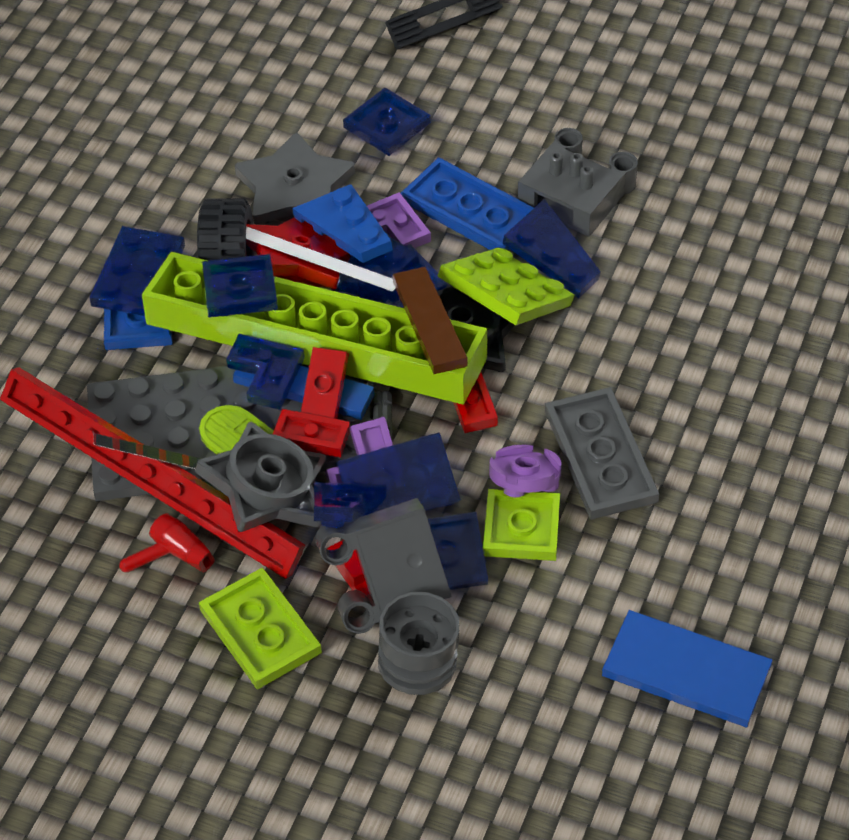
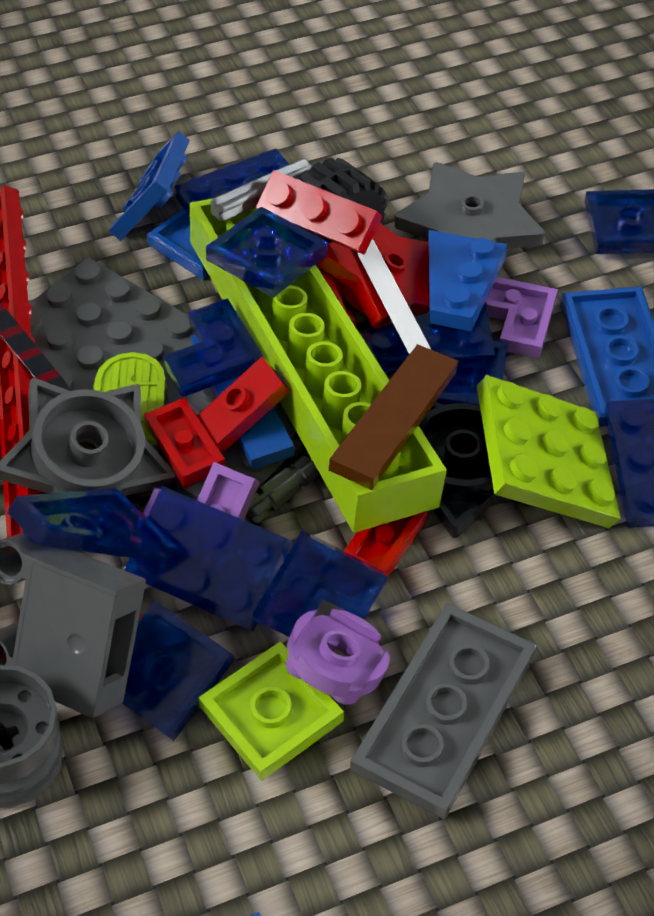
camera: 45 degrees right, 0 degrees up
(71, 304) = (154, 185): none -> blue wing
(178, 253) = (247, 196): none -> axle
(239, 239) = (320, 212): none -> plate
(470, 442) = (315, 573): none -> clear blue plate

